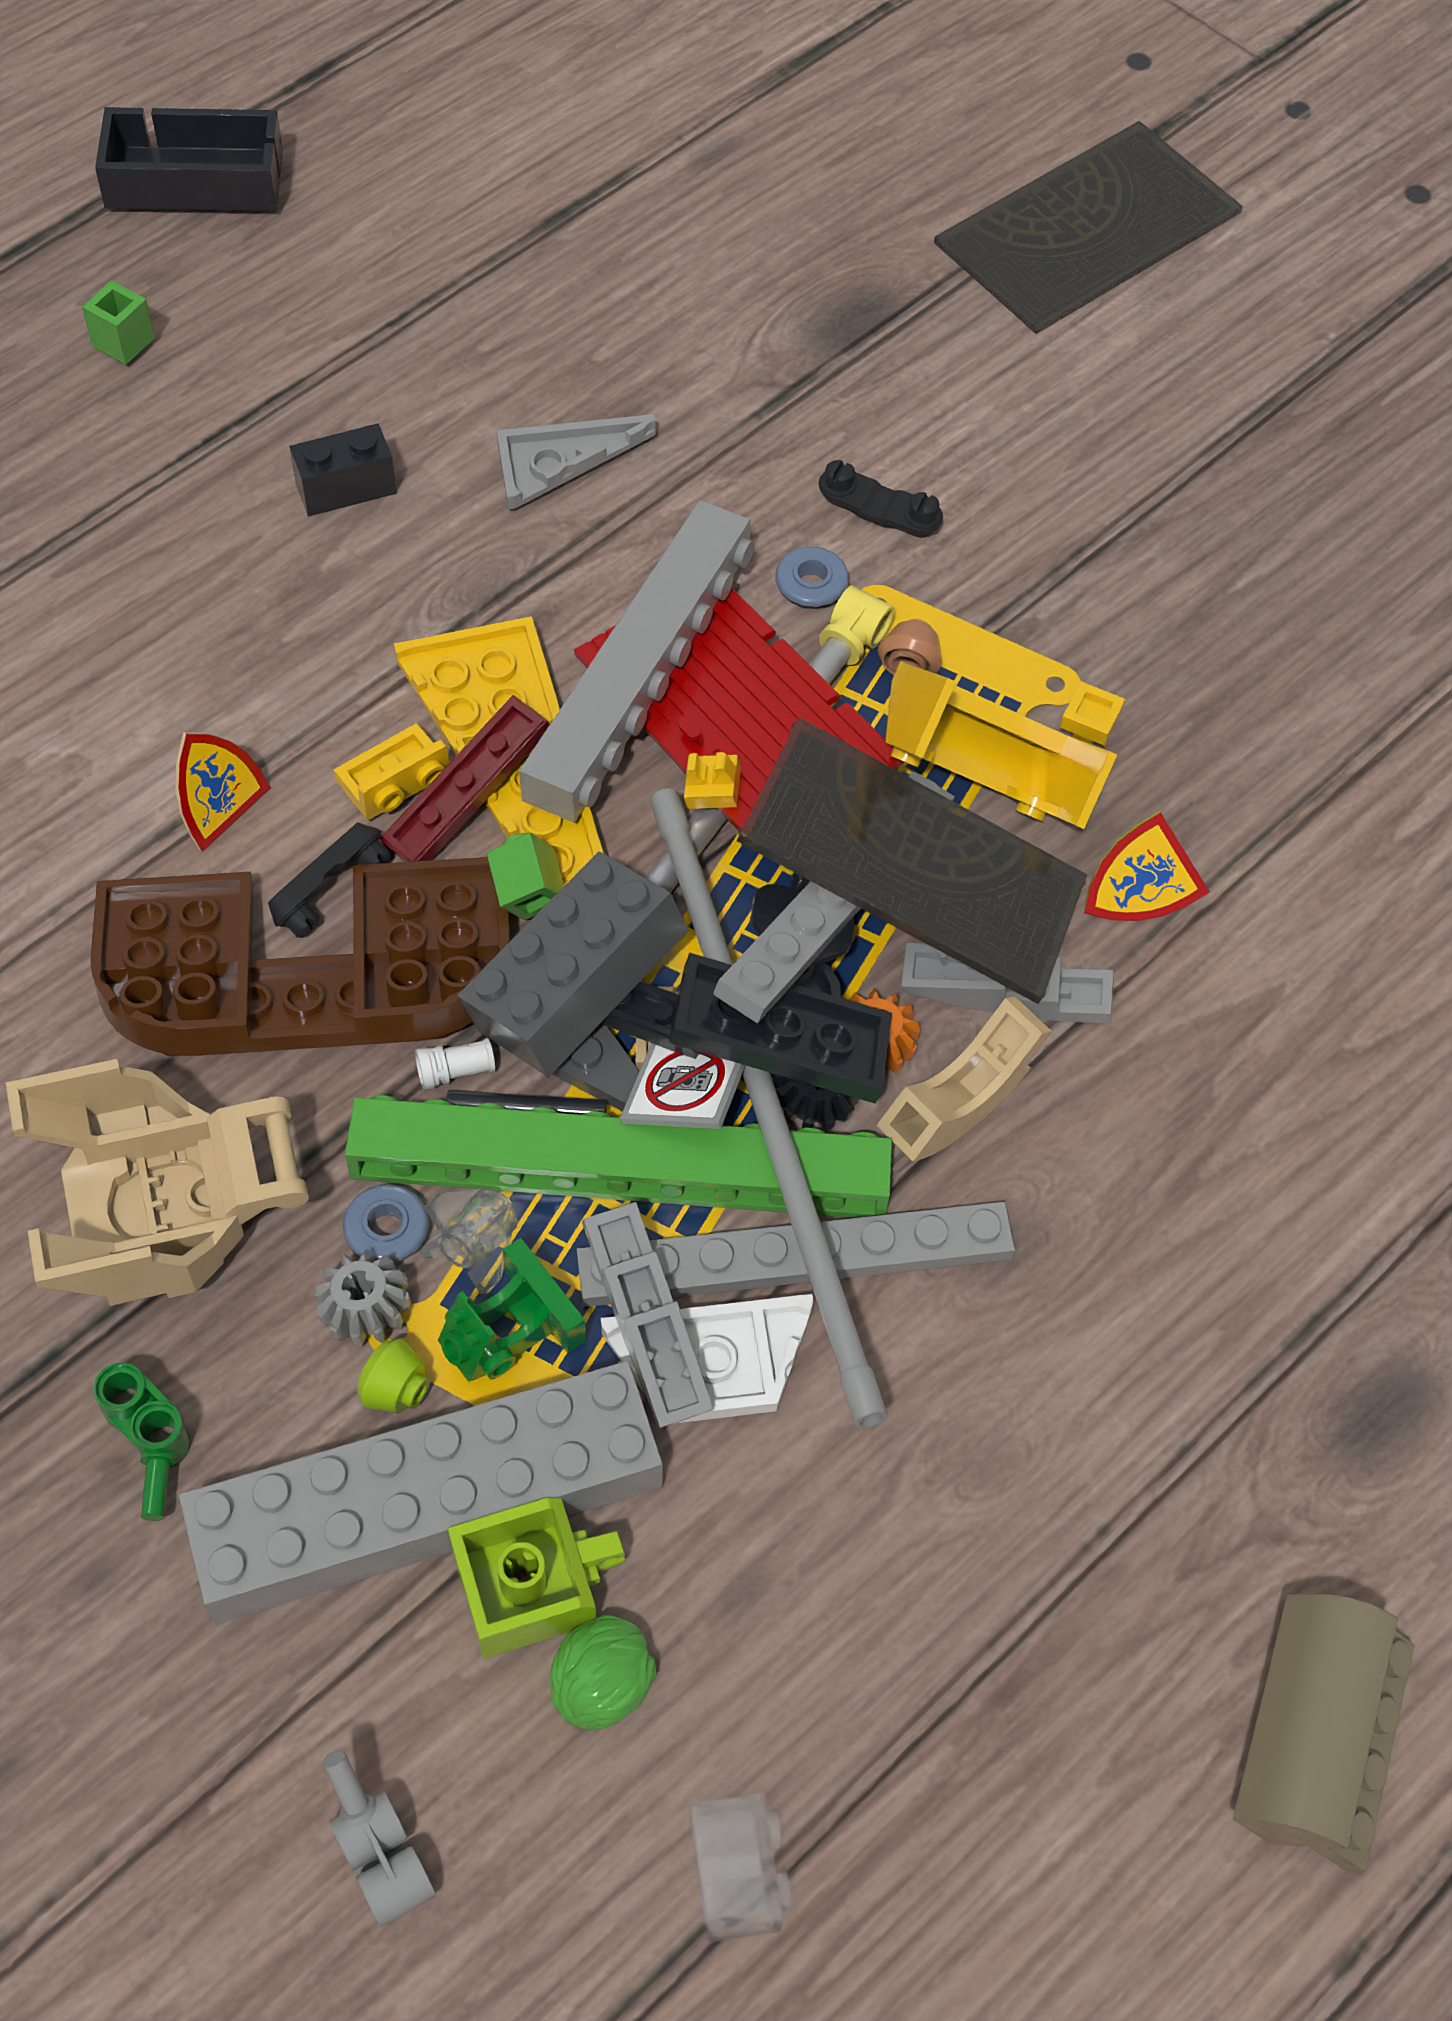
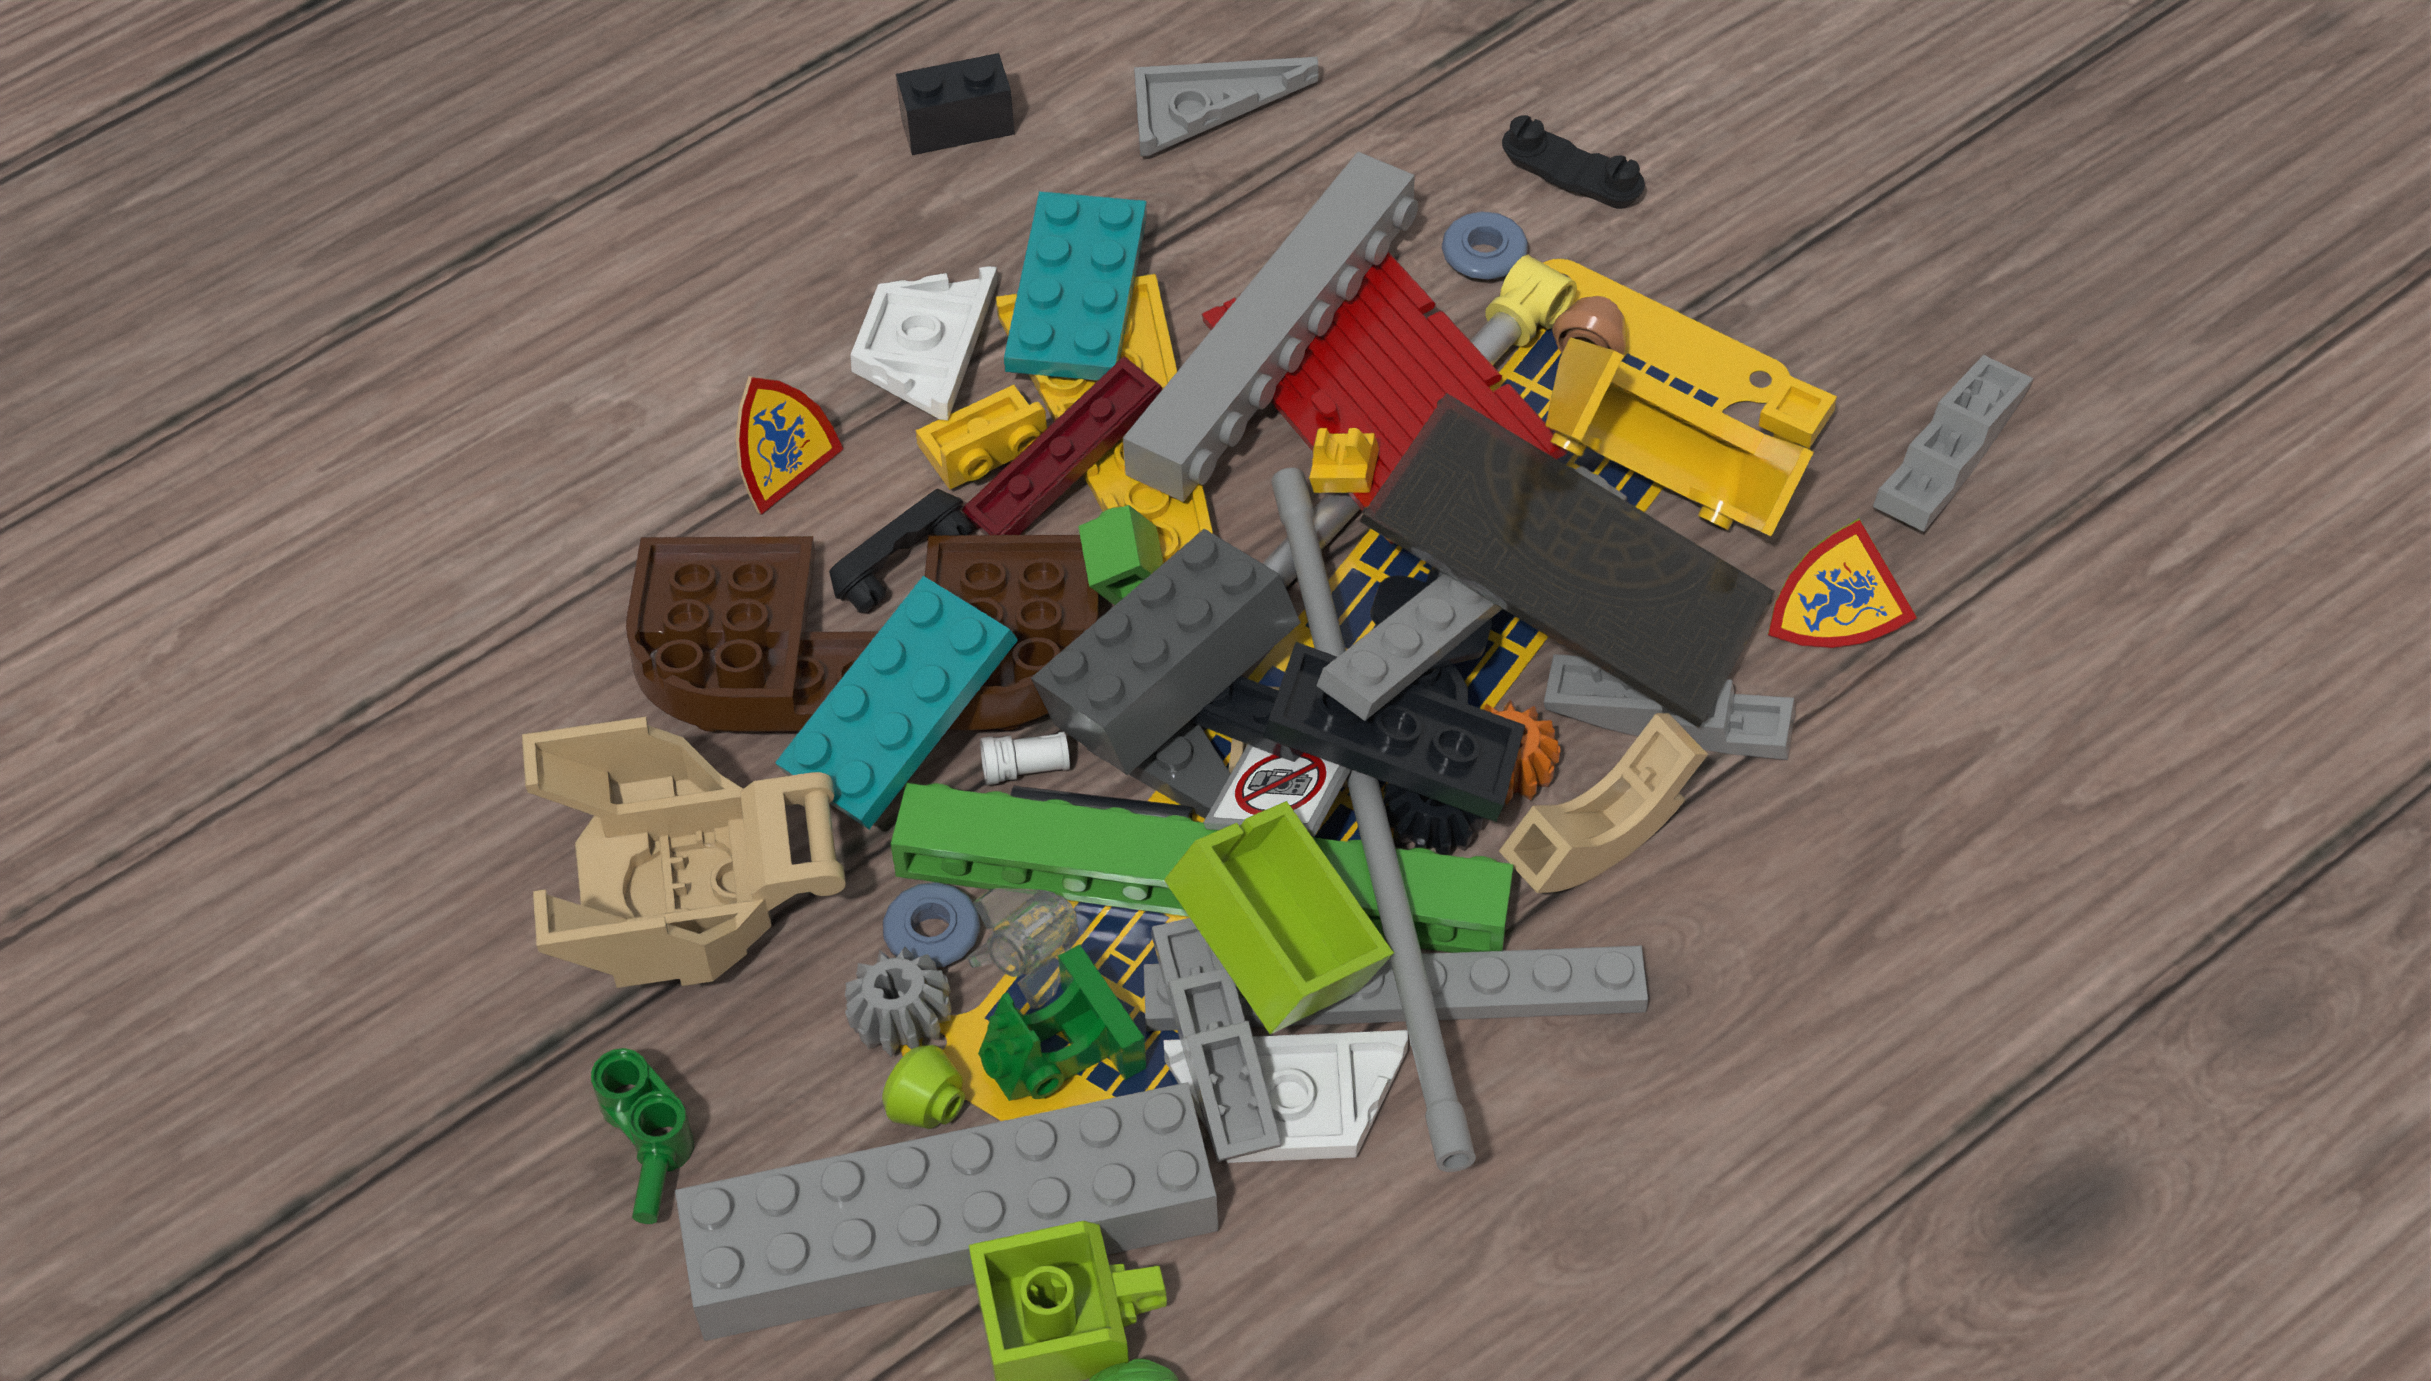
camera: 10 degrees right, 5 degrees down
(333, 684) = (923, 337): none -> white wing
(340, 1023) = (898, 699): none -> teal plate
(463, 631) = (1075, 286): none -> teal plate
(695, 1205) = (1278, 916): none -> lime piece
(1223, 734) = (1953, 442): none -> light grey slope

